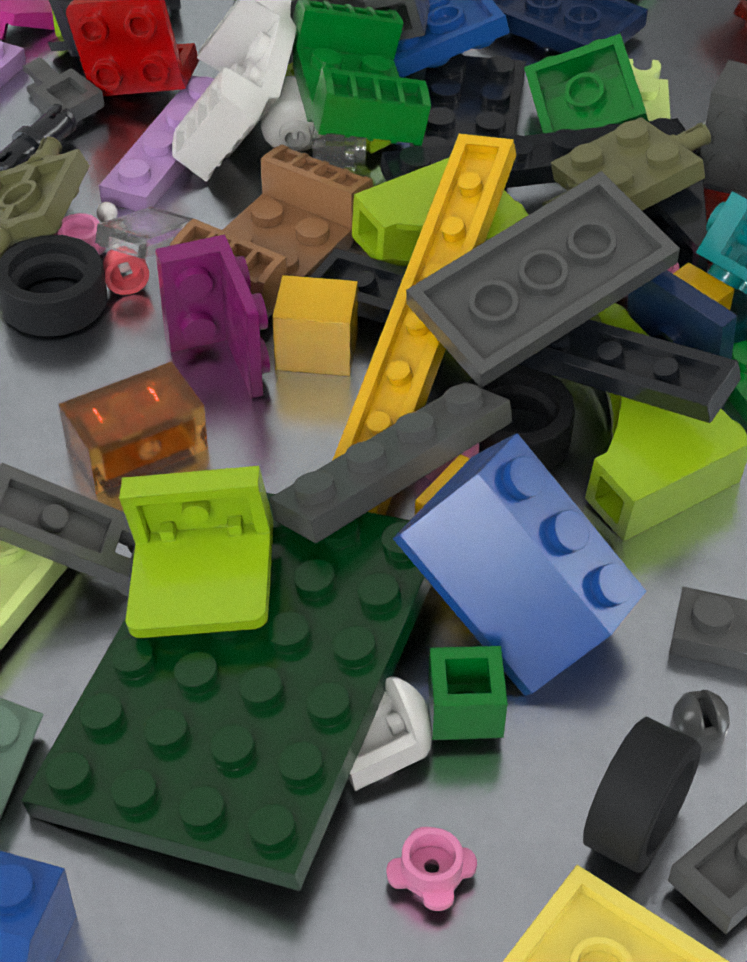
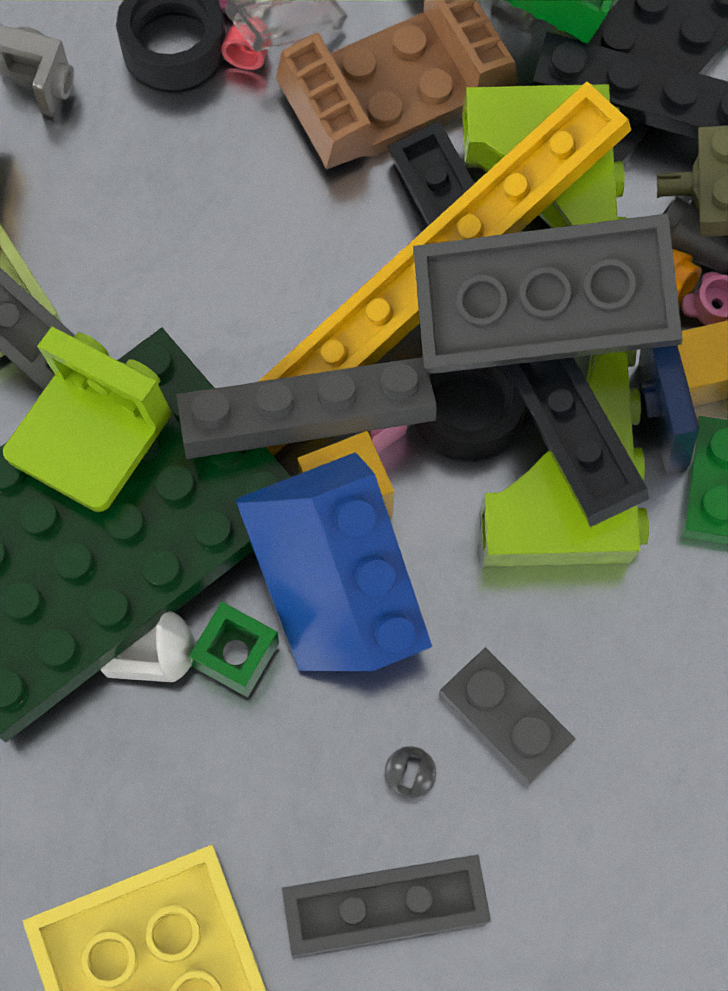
camera: 30 degrees right, 25 degrees up
(134, 426) = (144, 233): clear orange brick -> none
(211, 301) = (277, 131): magenta bracket -> none
(315, 325) = (362, 203): yellow piece -> none
(437, 848) = (99, 771): bright pink plate -> none
(641, 794) = (292, 823): black tyre -> none

